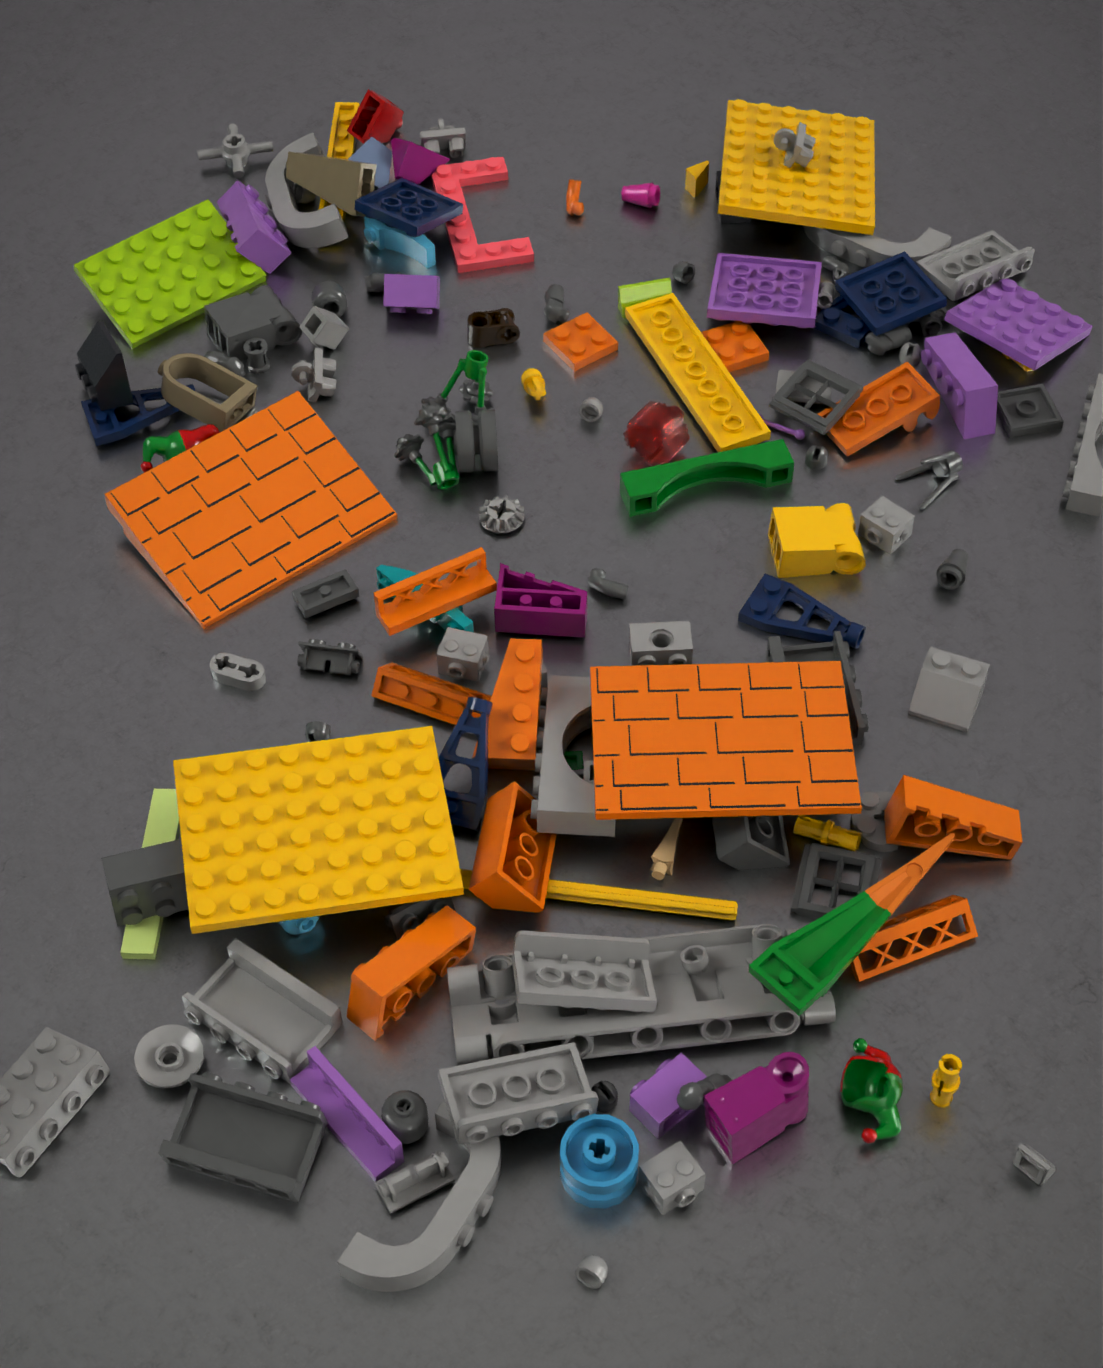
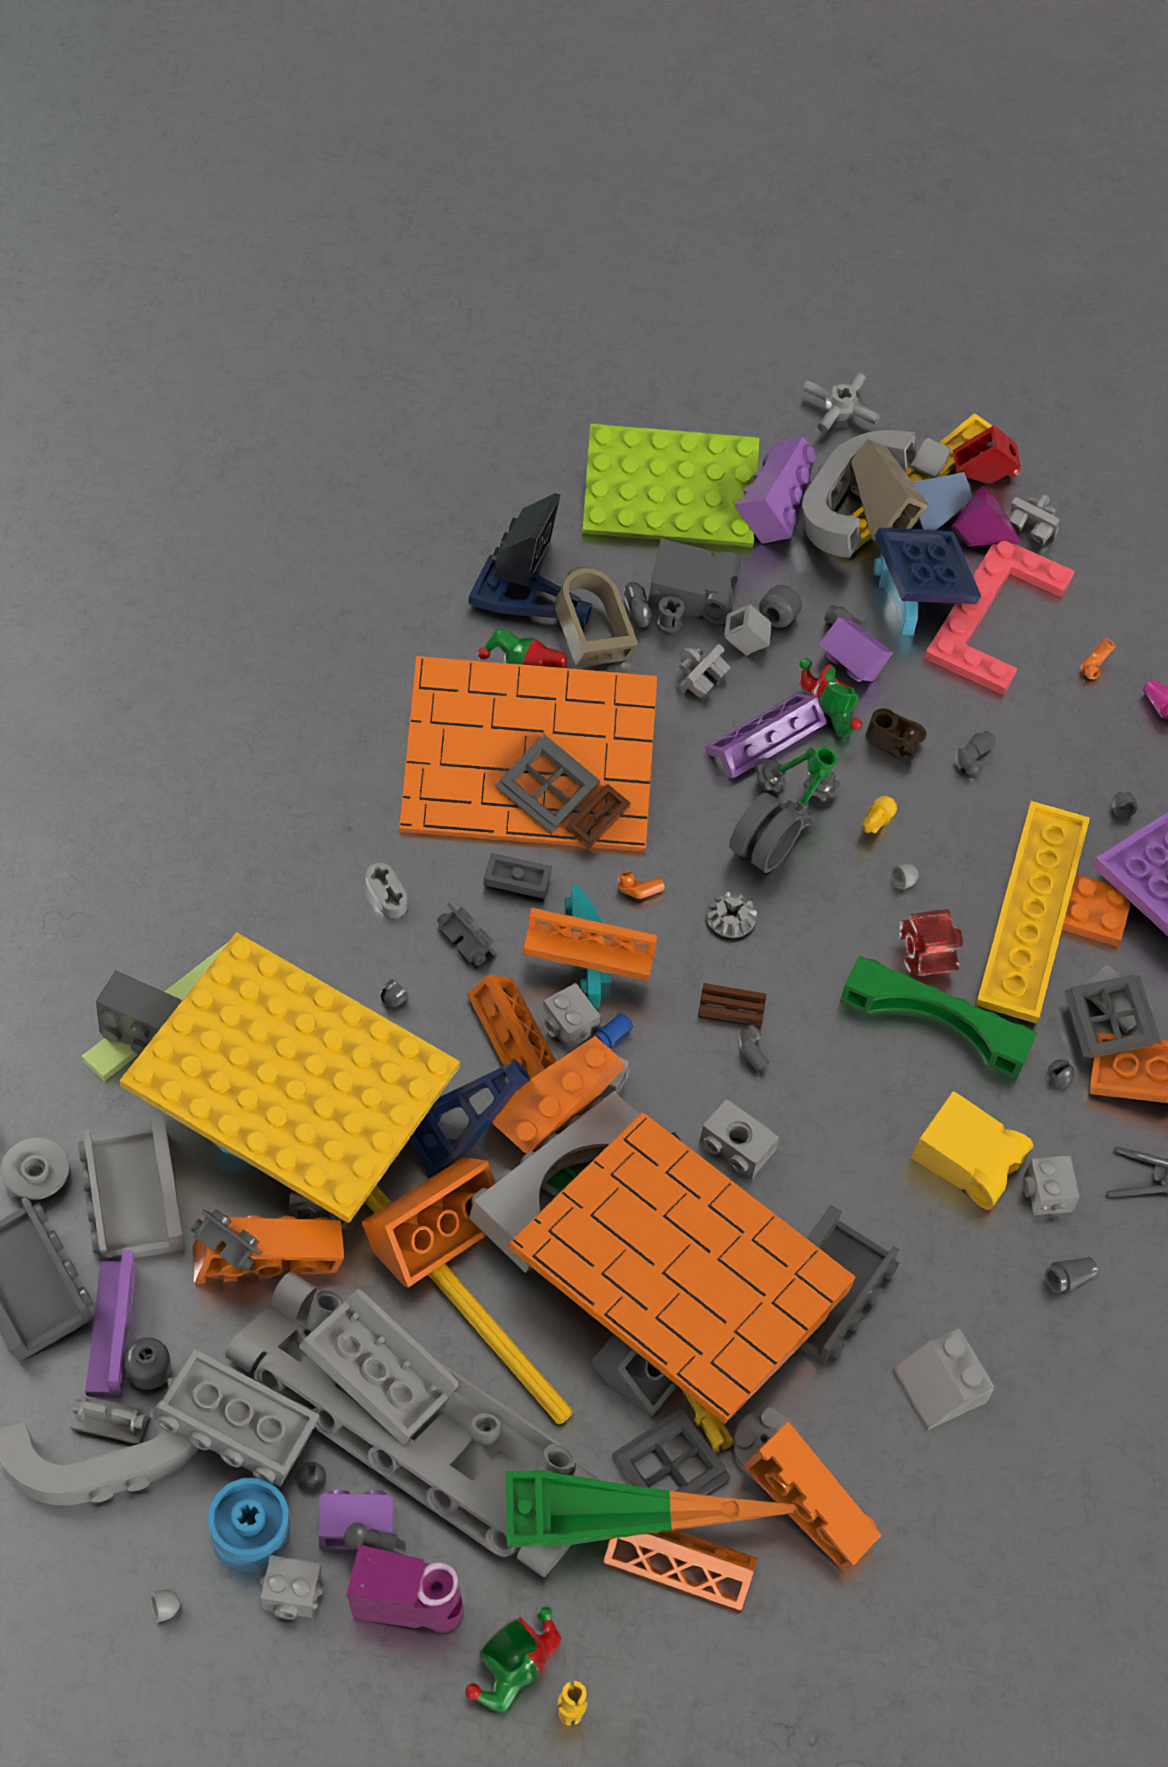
camera: 35 degrees right, 5 degrees up
(286, 539) = (565, 764): none -> dark grey piece
(337, 143) = (931, 458): none -> light grey slope
(344, 534) = (581, 834): none -> reddish brown tile
(374, 971) = (217, 1229): none -> dark grey hinge
(404, 385) = (767, 733): none -> medium lavender fence
(423, 542) = (637, 889): none -> orange arm
(427, 333) = (834, 697): none -> green piece
(439, 424) = (710, 794): plant -> none
(500, 642) = (613, 1030): none -> blue pin
(537, 606) = (670, 1022): magenta wedge -> none
(562, 563) = (732, 999): none -> reddish brown tile
(580, 341) = (963, 803): orange plate -> none
(640, 292) = (1060, 797): lime slope -> none
(664, 854) = (557, 1322): tan piece -> none
(770, 595) = (878, 1170): dark blue plate -> none
(799, 434) = (1068, 1039): medium lavender hinge -> none

